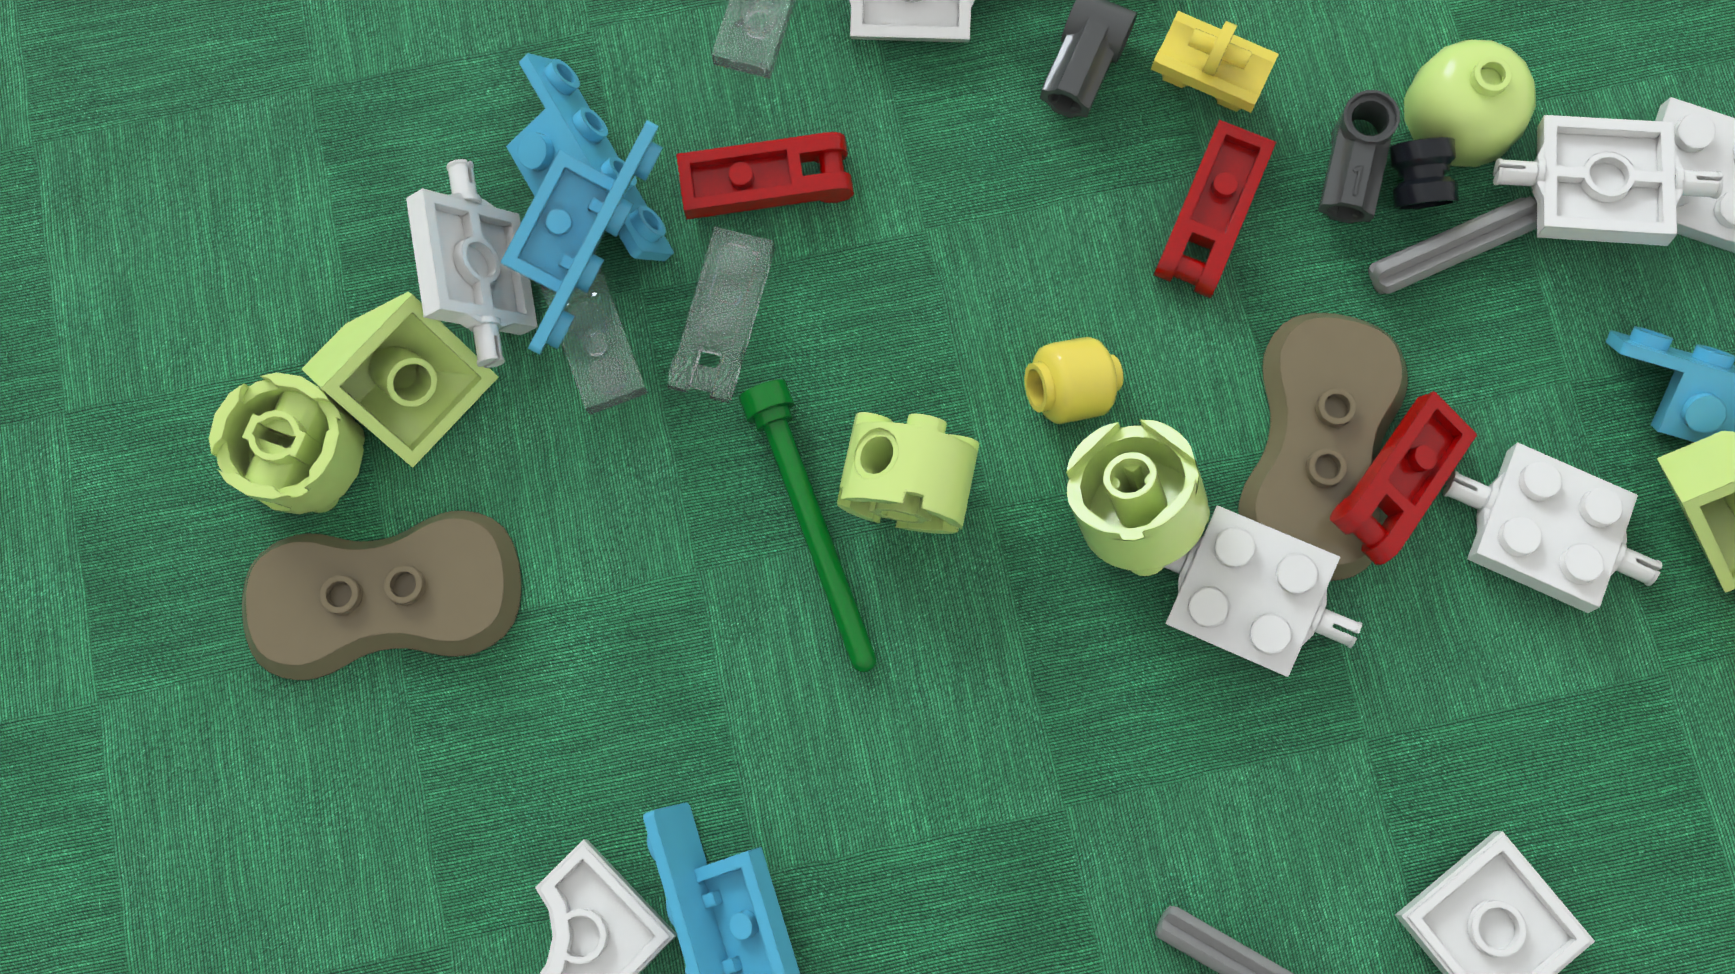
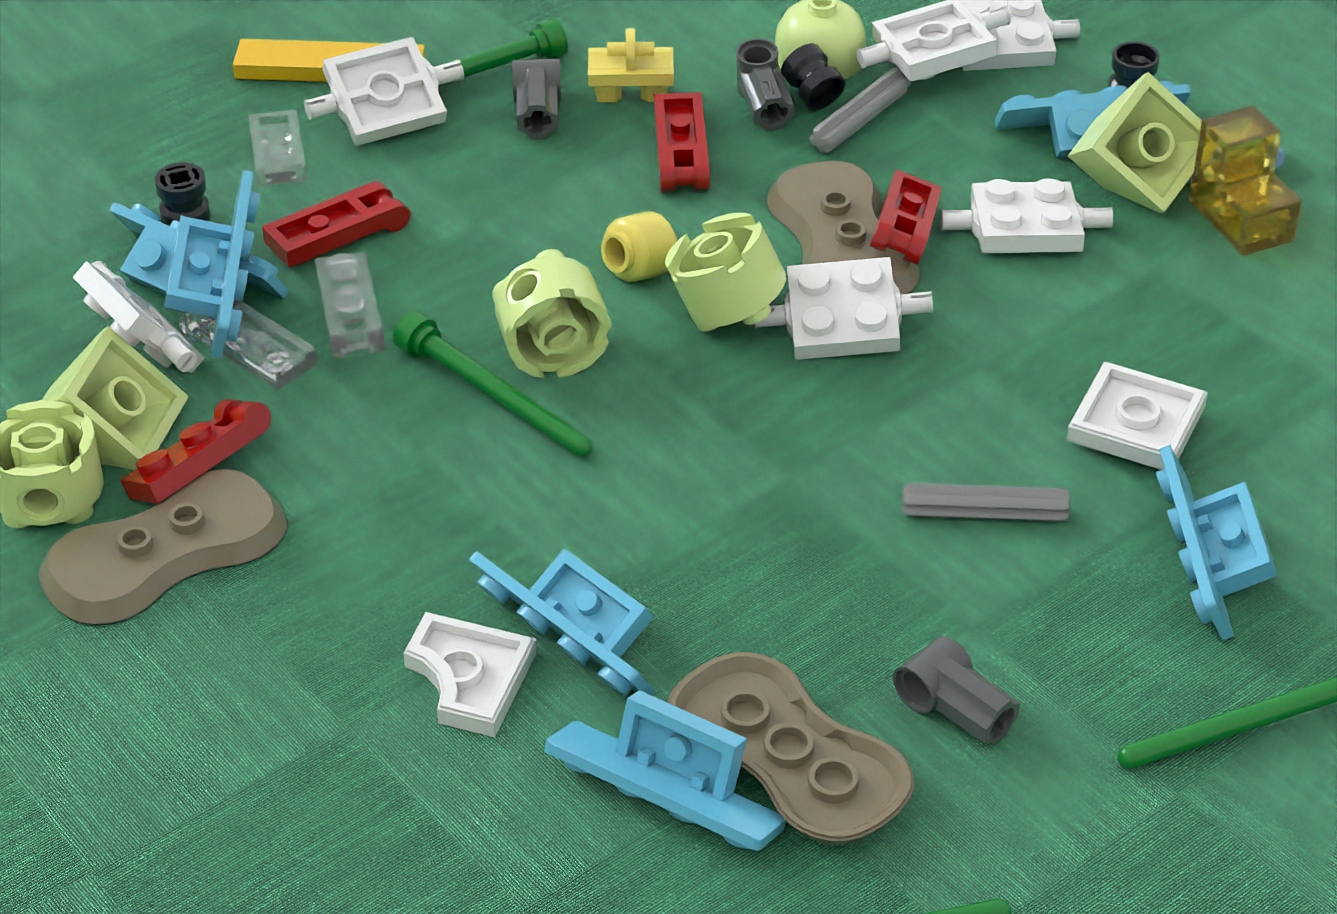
camera: 30 degrees left, 35 degrees down
(461, 483) = (198, 450): none -> red plate
(616, 74) = (182, 192): none -> black wheel

